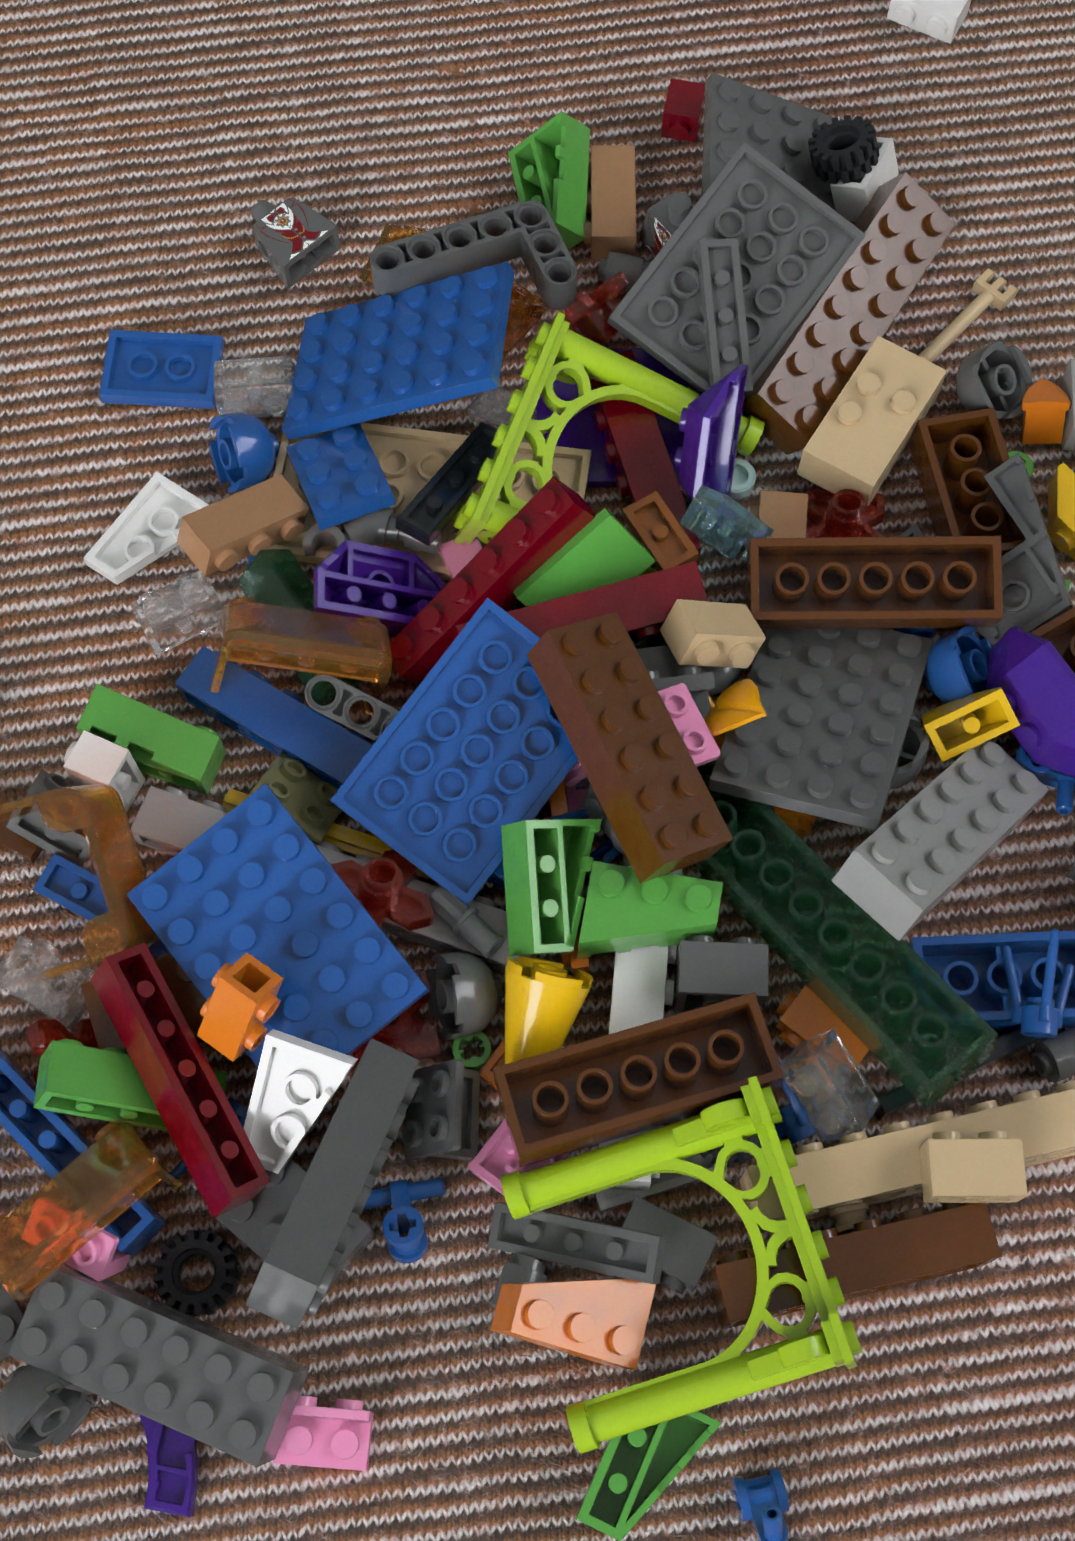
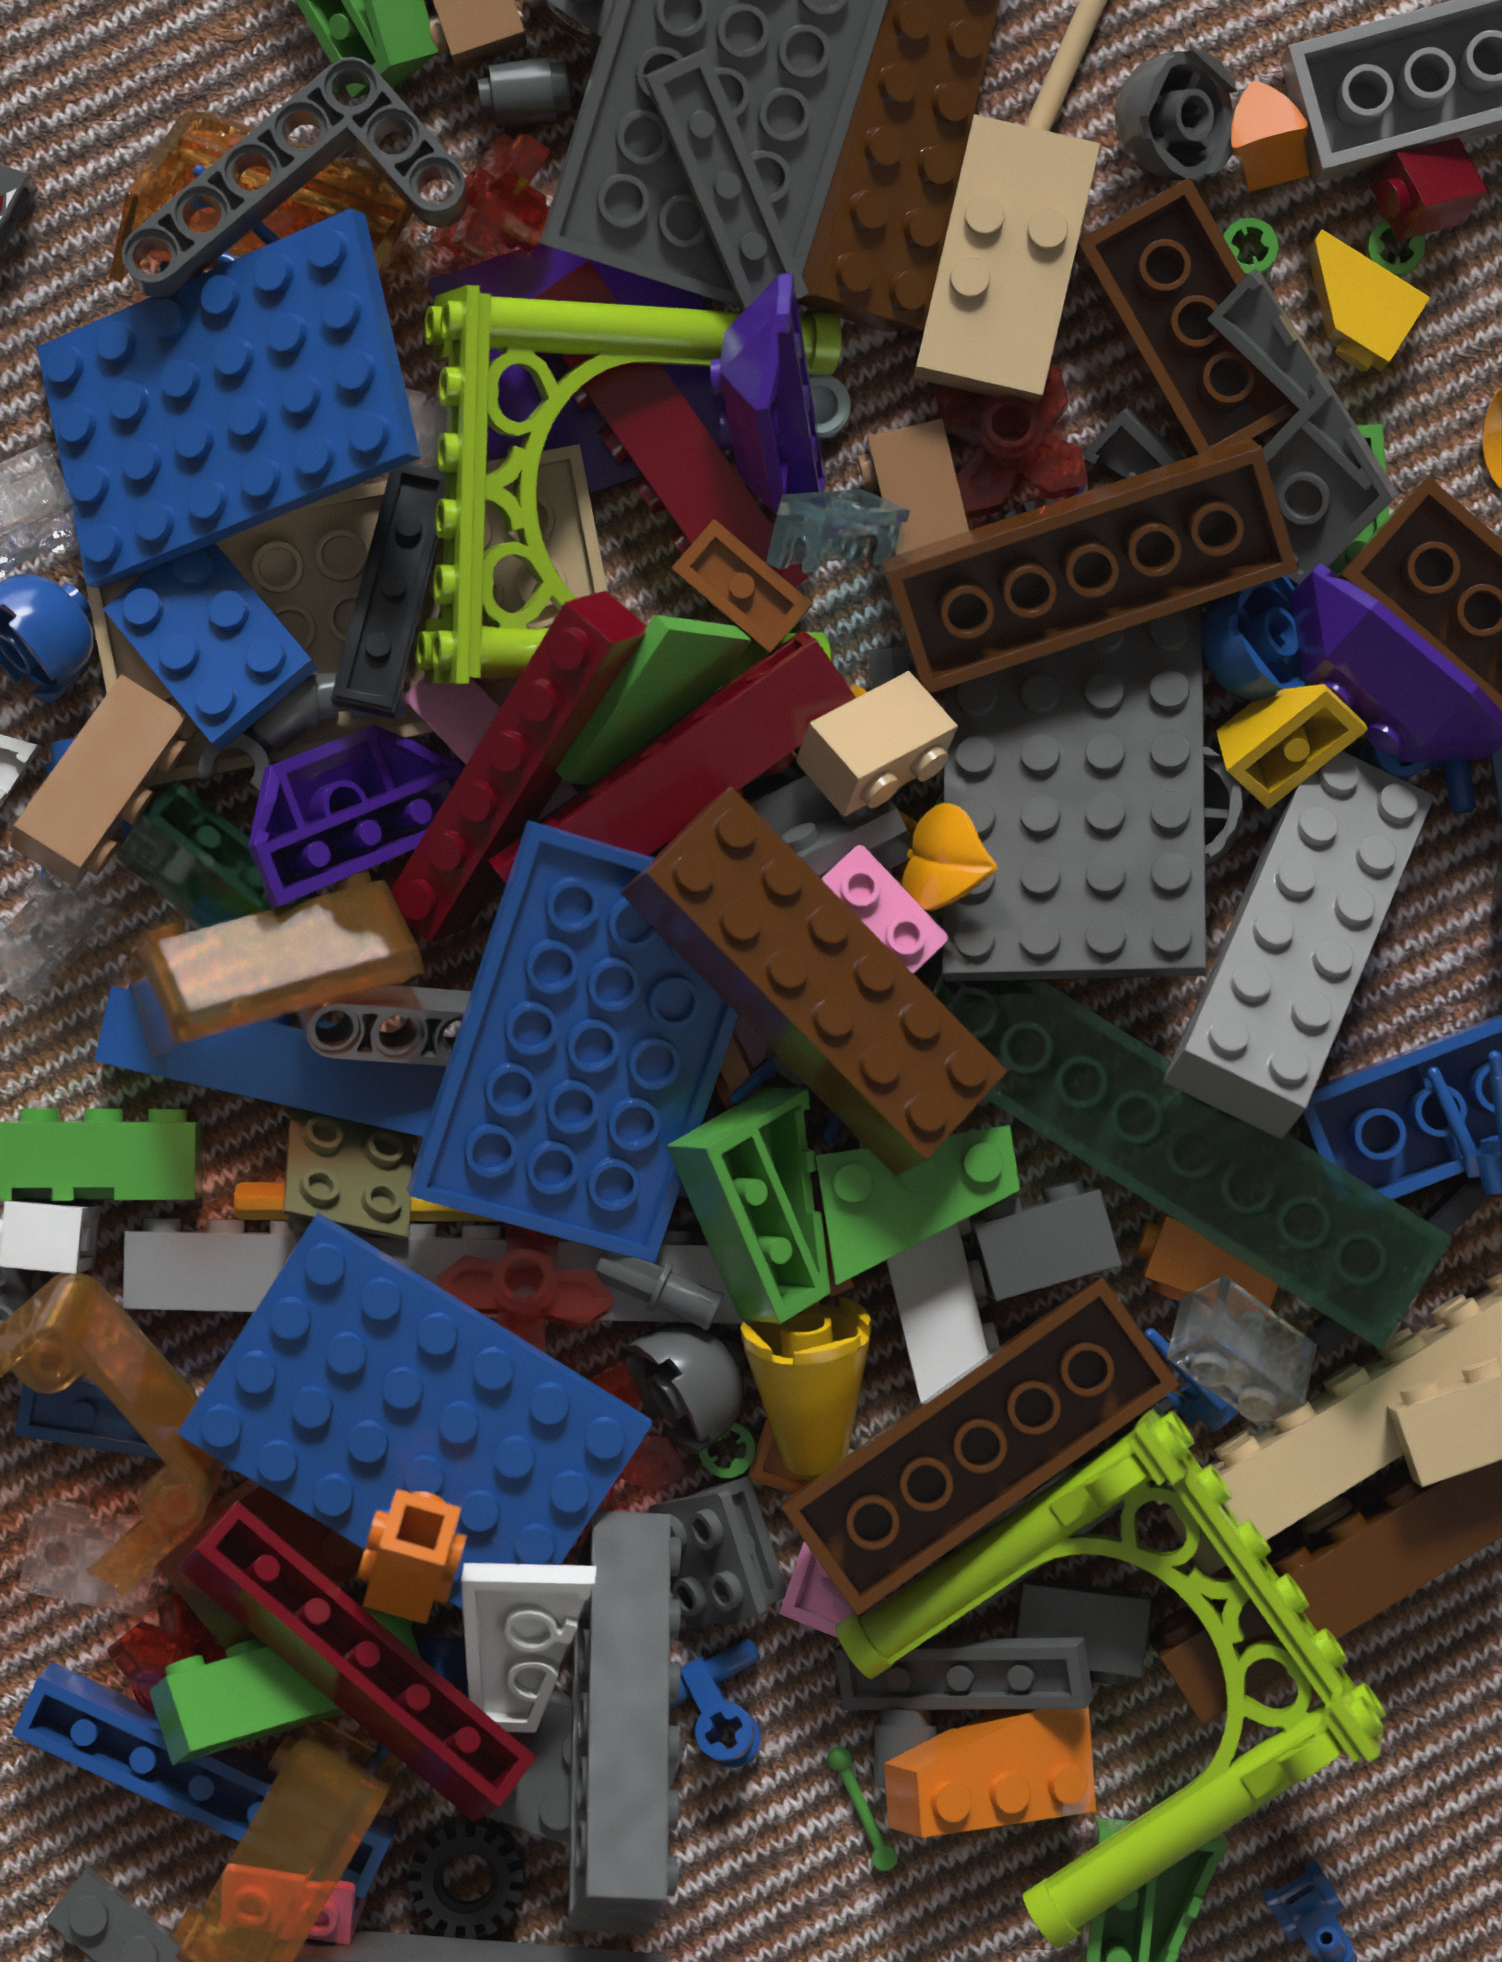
camera: 15 degrees left, 20 degrees up
(479, 1361) = (883, 1854): none -> bright green hinge

